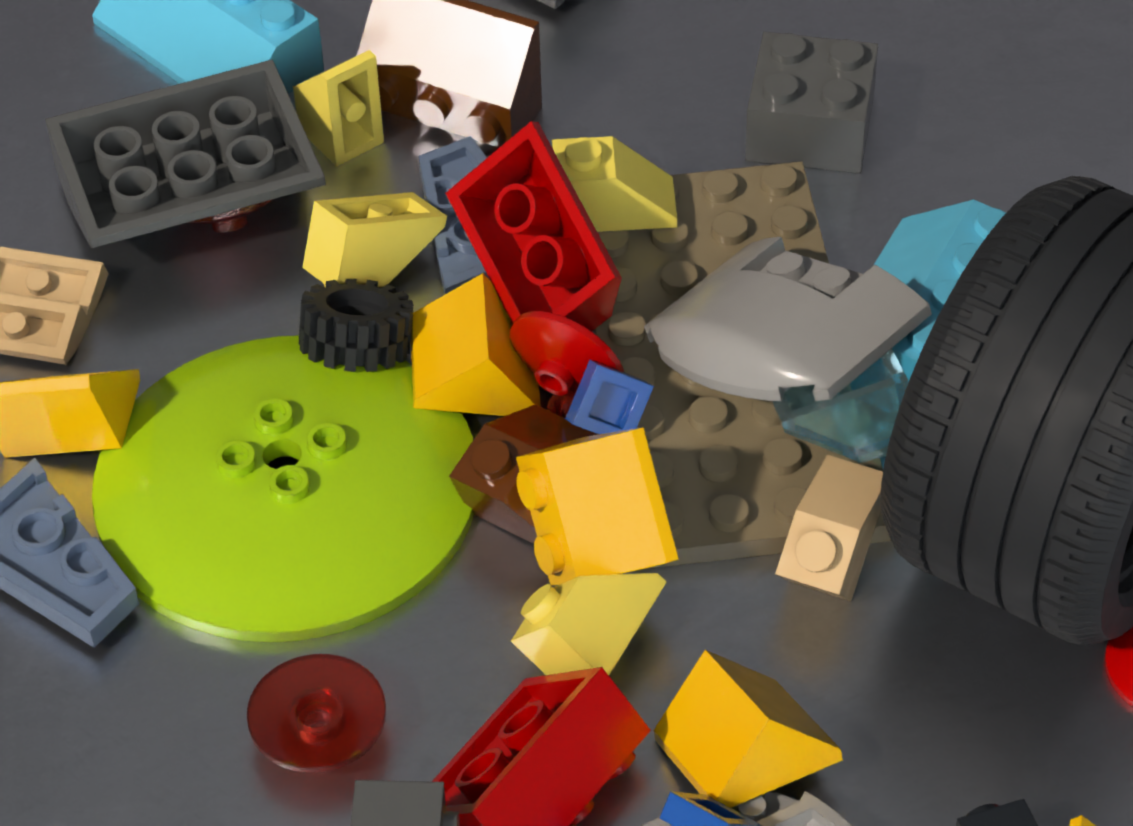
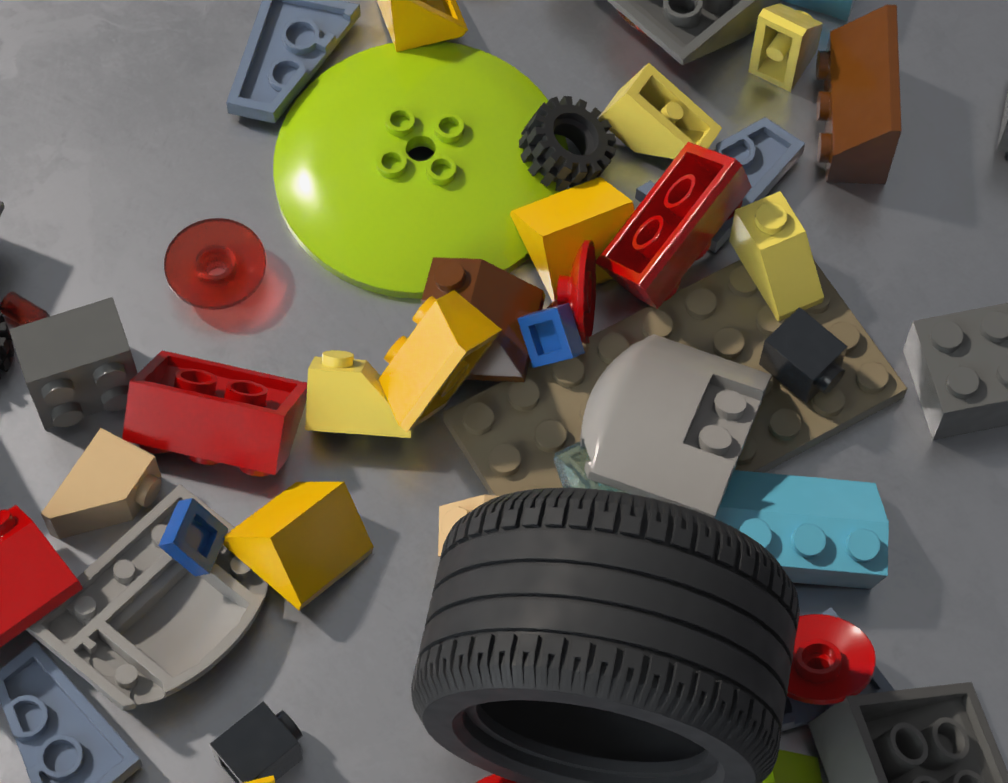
camera: 65 degrees right, 15 degrees up
(742, 205) = (804, 356): none -> black brick

